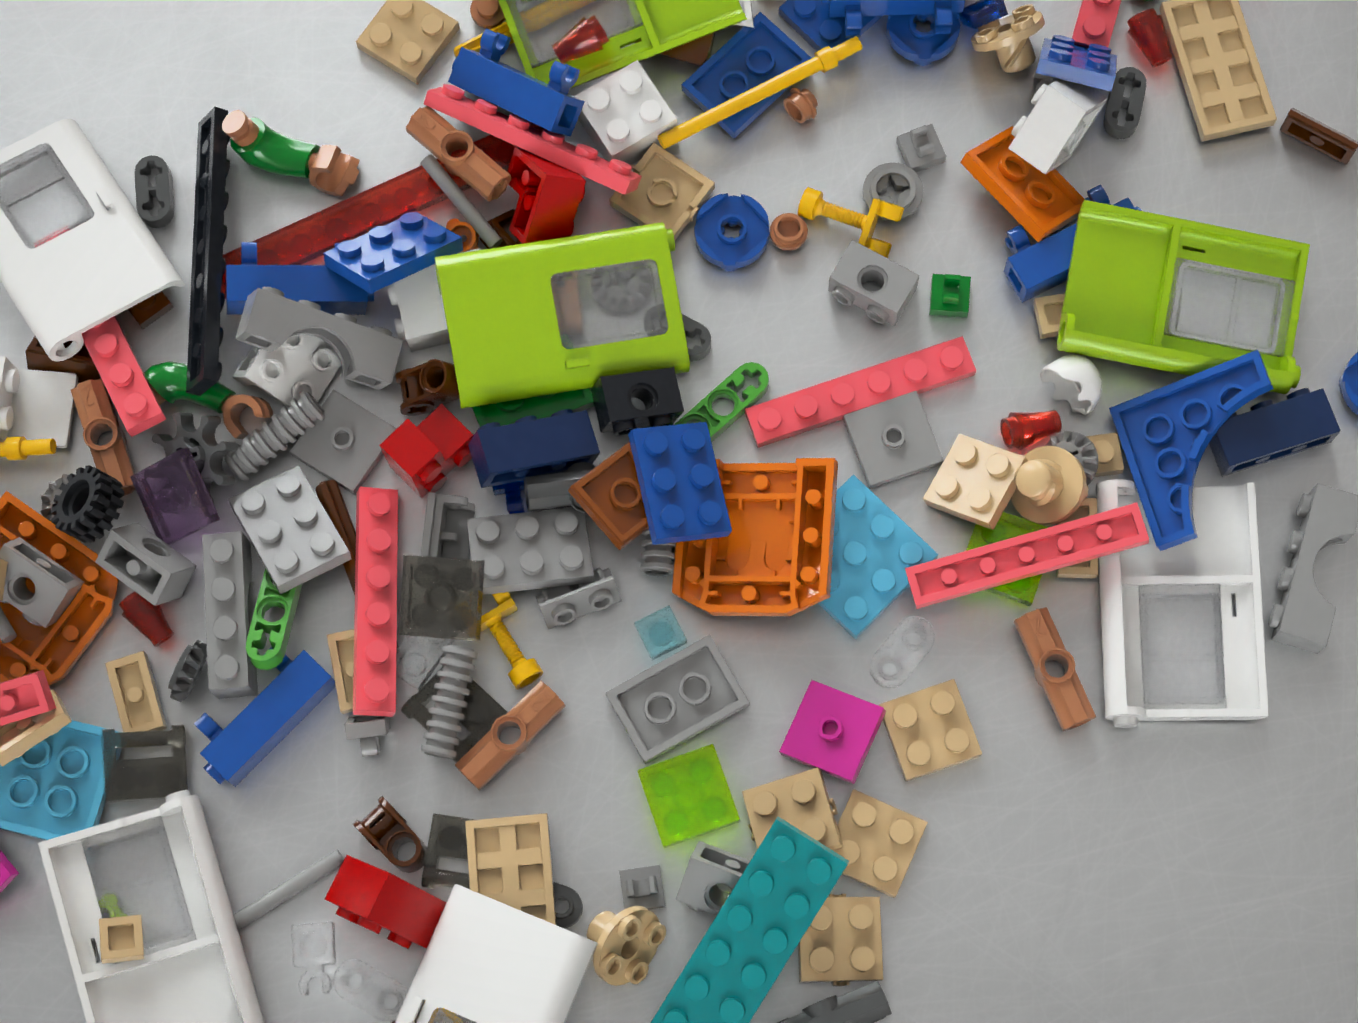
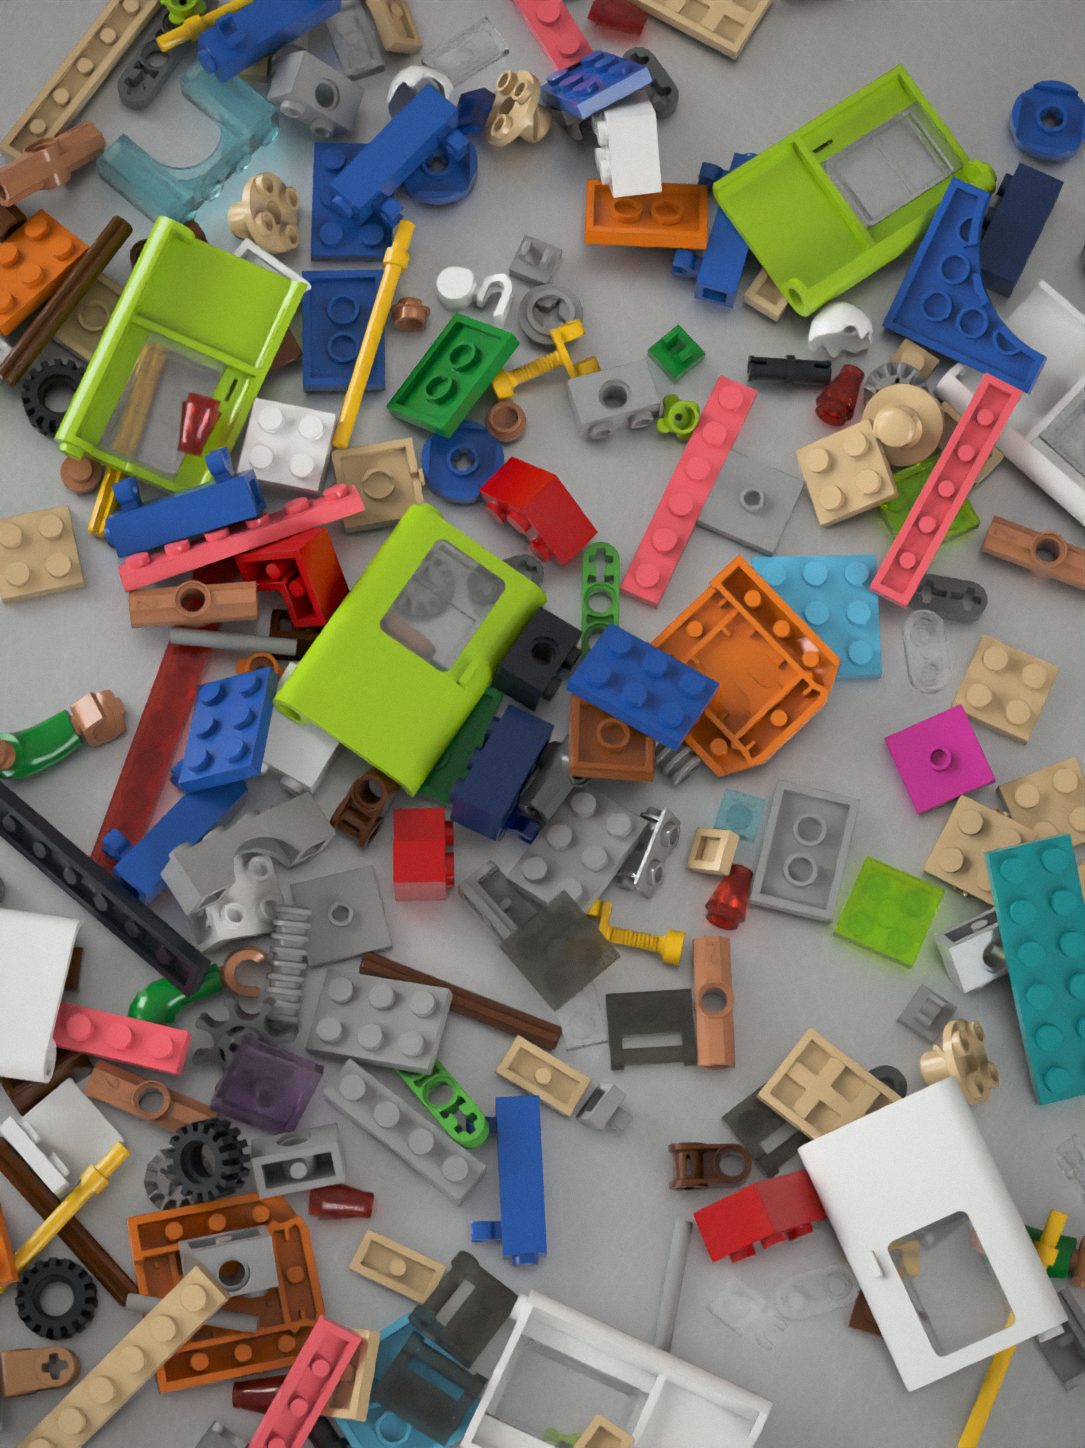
camera: 55 degrees left, 0 degrees up
(50, 790) = (420, 1401): none -> clear smoke plate
(187, 671) = (422, 1205): dark grey gear -> none
(375, 602) = (507, 1007): coral plate -> none
(449, 701) = (647, 1022): light grey piece -> none
(594, 680) = (730, 899): none -> clear red cone
(617, 638) = (712, 851): none -> tan plate
(740, 297) = (539, 508): none -> red brick
(782, 167) = (452, 375): none -> green plate
(850, 120) = (458, 289): none -> white leg
(914, 341) = (689, 417): none -> lime plate
(964, 625) = (954, 589): none -> dark grey beam
(1012, 377) = (789, 370): none -> black pin

